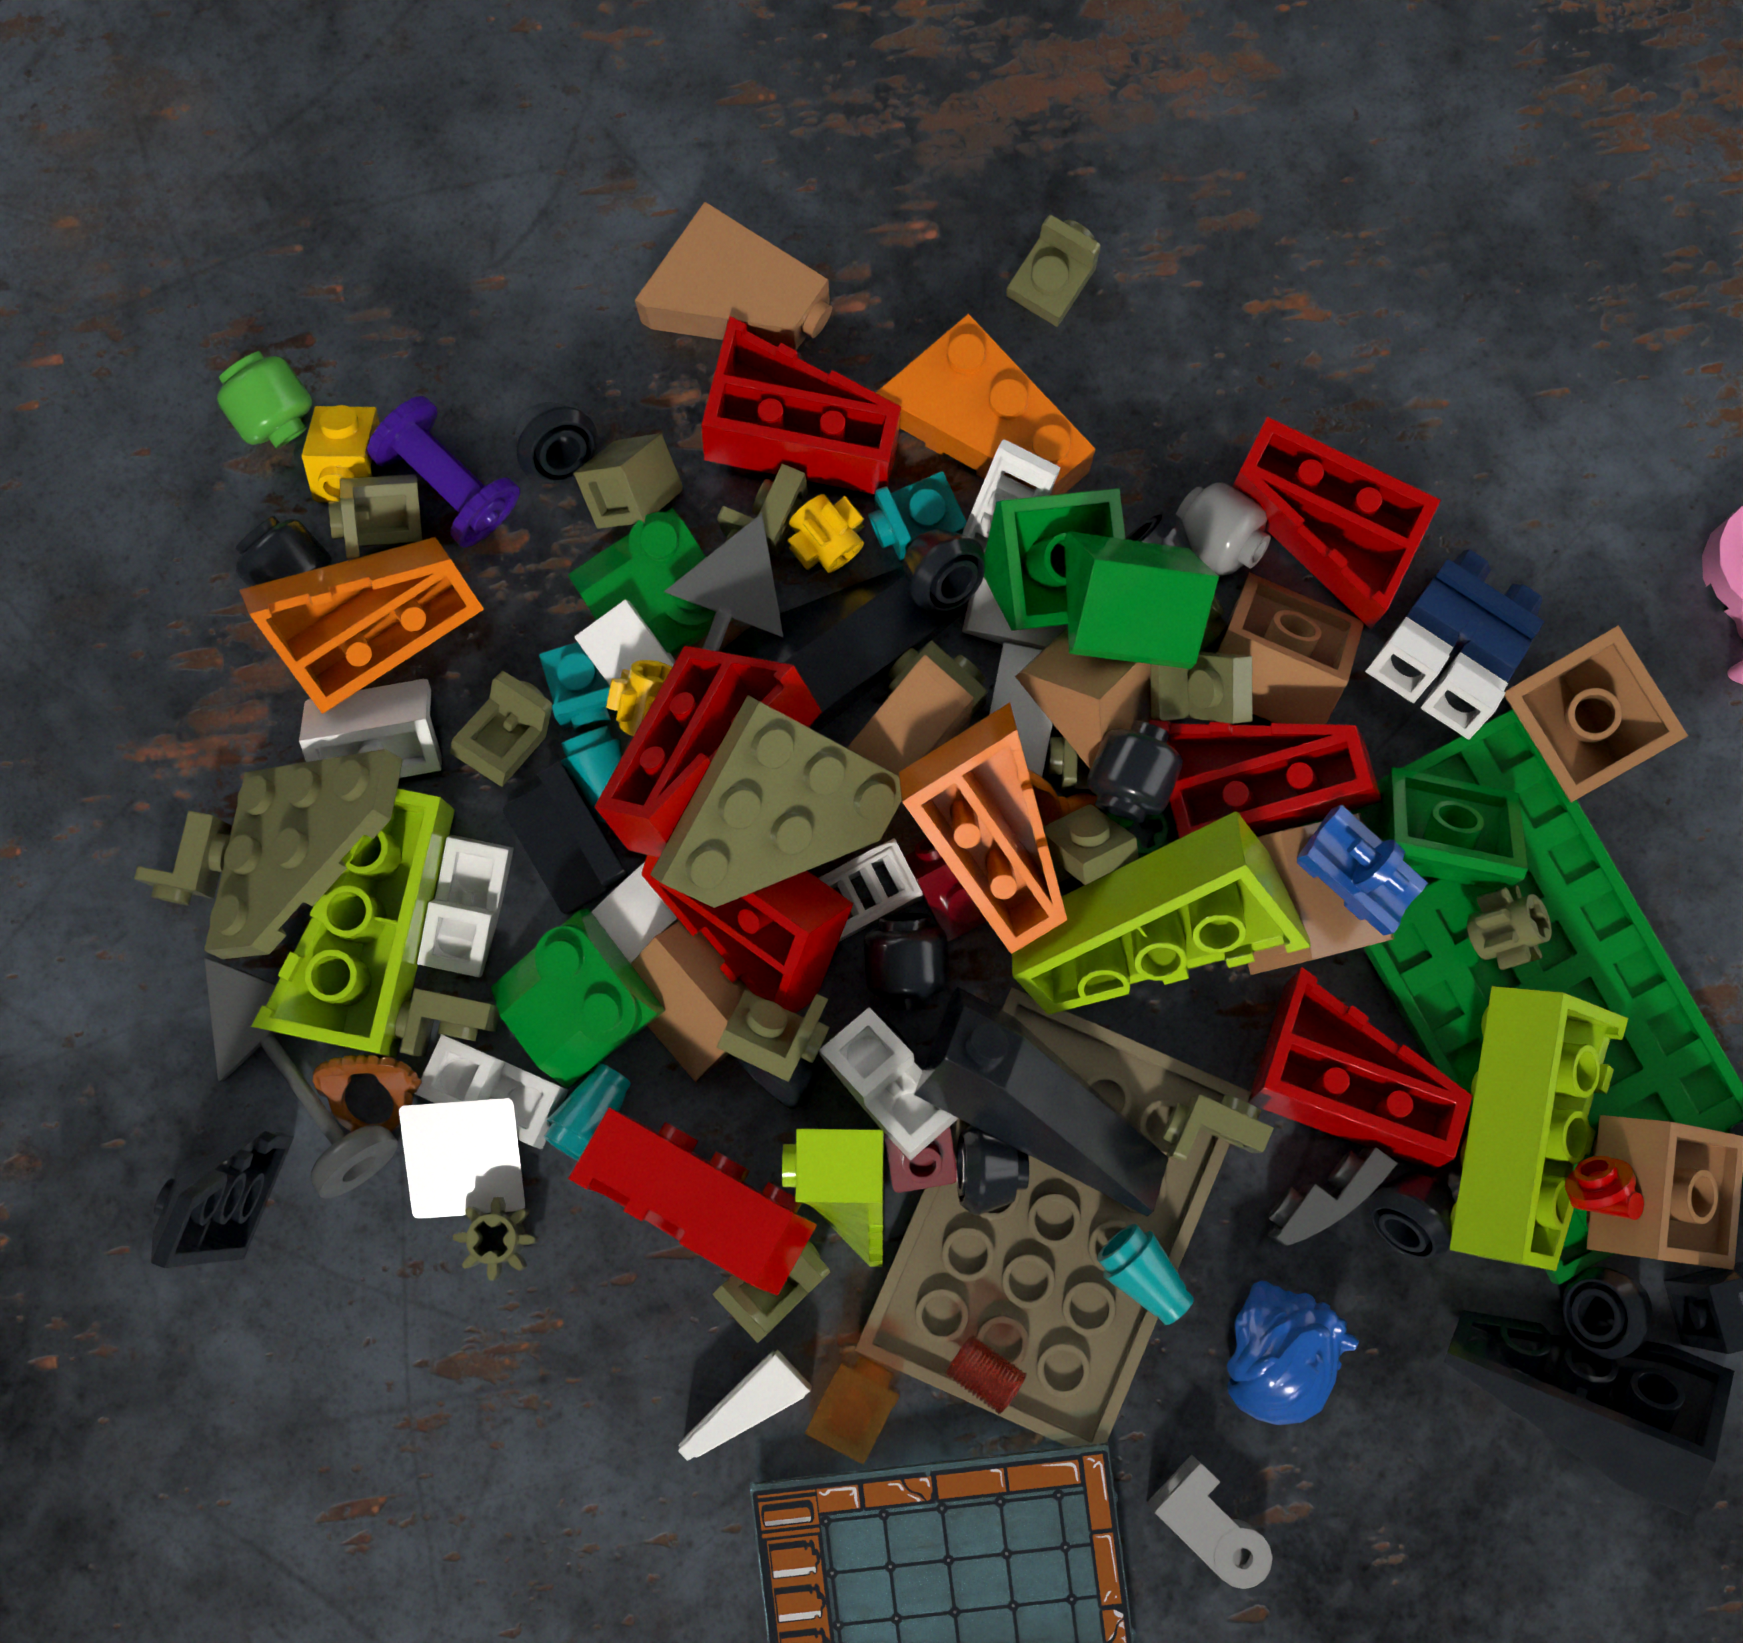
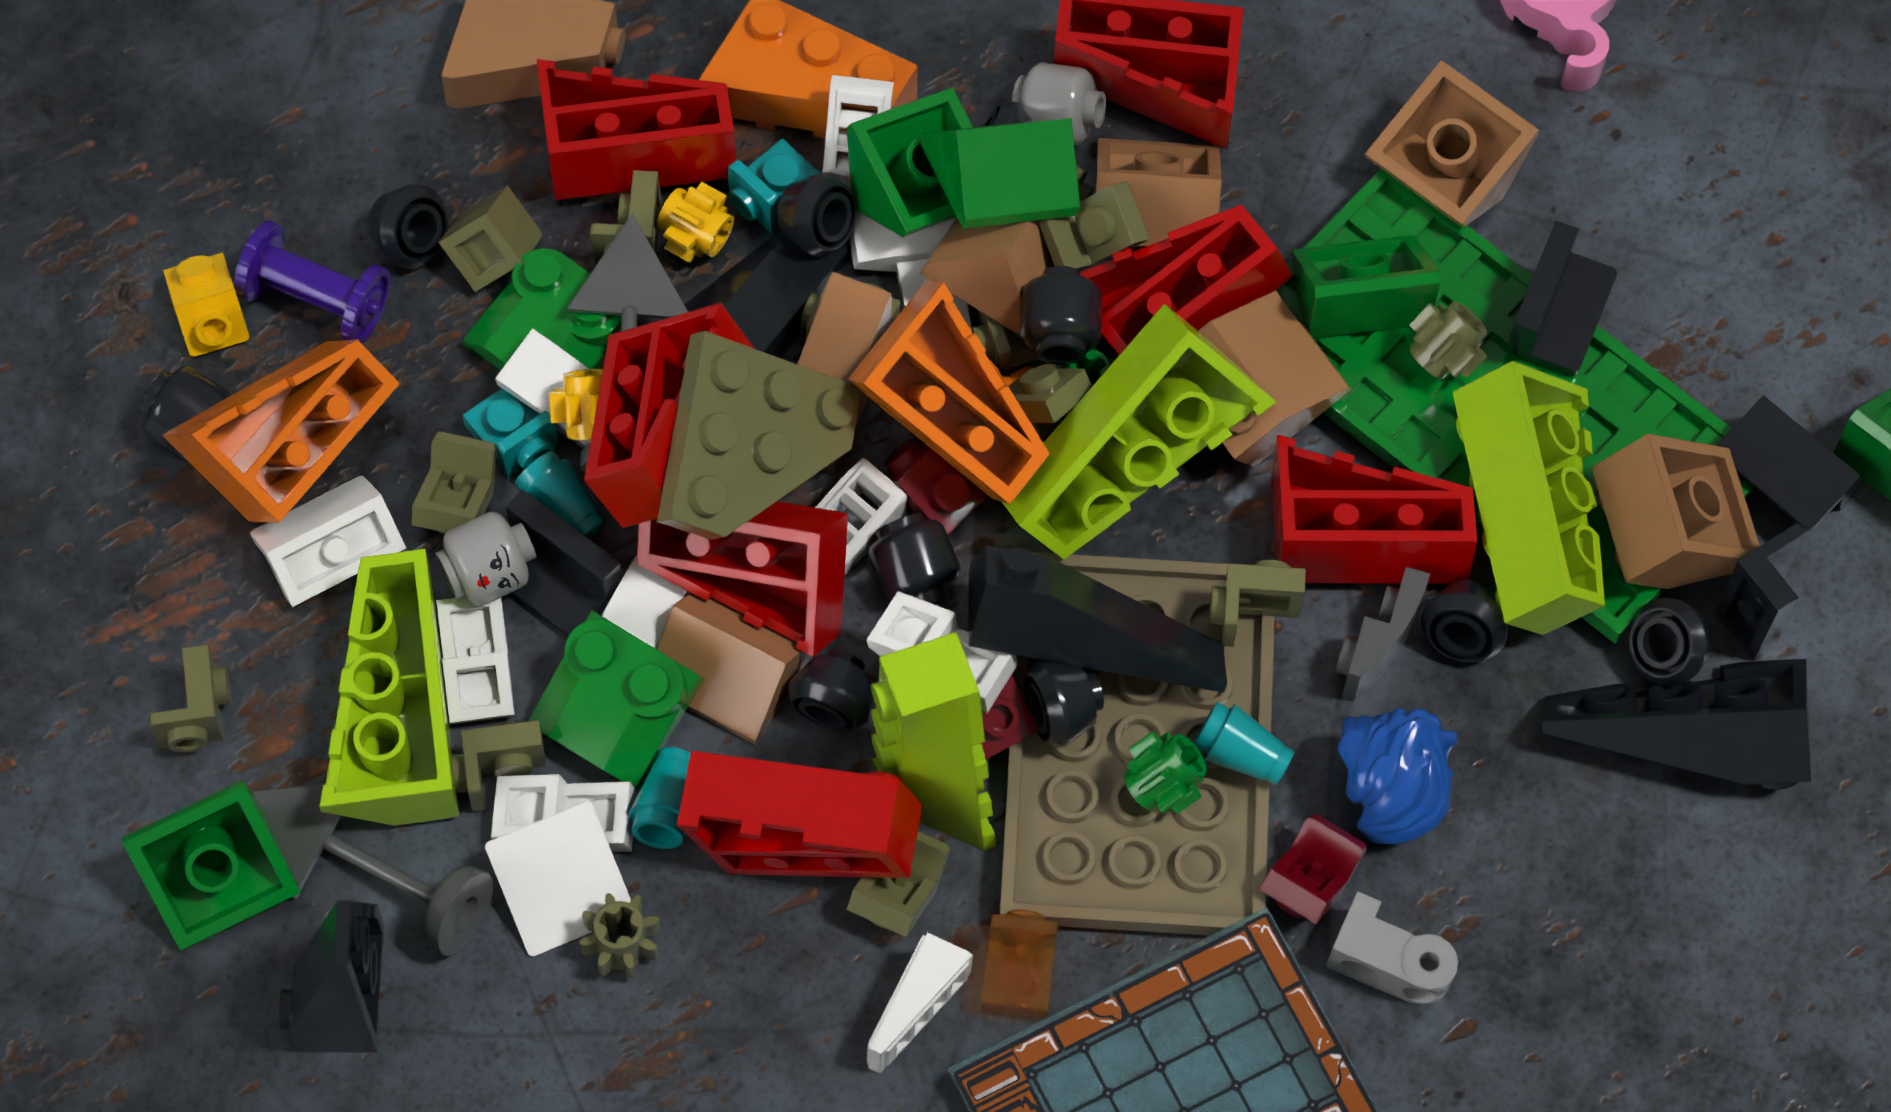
camera: 25 degrees left, 15 degrees down
(149, 1034) = (212, 864): none -> green slope
(264, 400) = (114, 277): bright green head -> none
(291, 841) = (296, 636): olive plate -> none
(376, 512) = (261, 337): olive bracket -> none
(396, 1076) = (468, 820): dark orange piece -> none
(501, 817) = (485, 558): none -> light grey head
(773, 1036) = (815, 649): olive bracket -> none
(991, 1388) = (1131, 895): clear red piece -> none
(1059, 1280) = (1165, 772): none -> green gear
(1167, 1418) = (1314, 869): none -> dark red bracket
(1362, 870) = (1295, 322): blue hips -> none
(1475, 625) = (1314, 109): hips -> none
(1605, 1187) = (1616, 517): red plate -> none
(1637, 922) = (1561, 305): none -> black panel

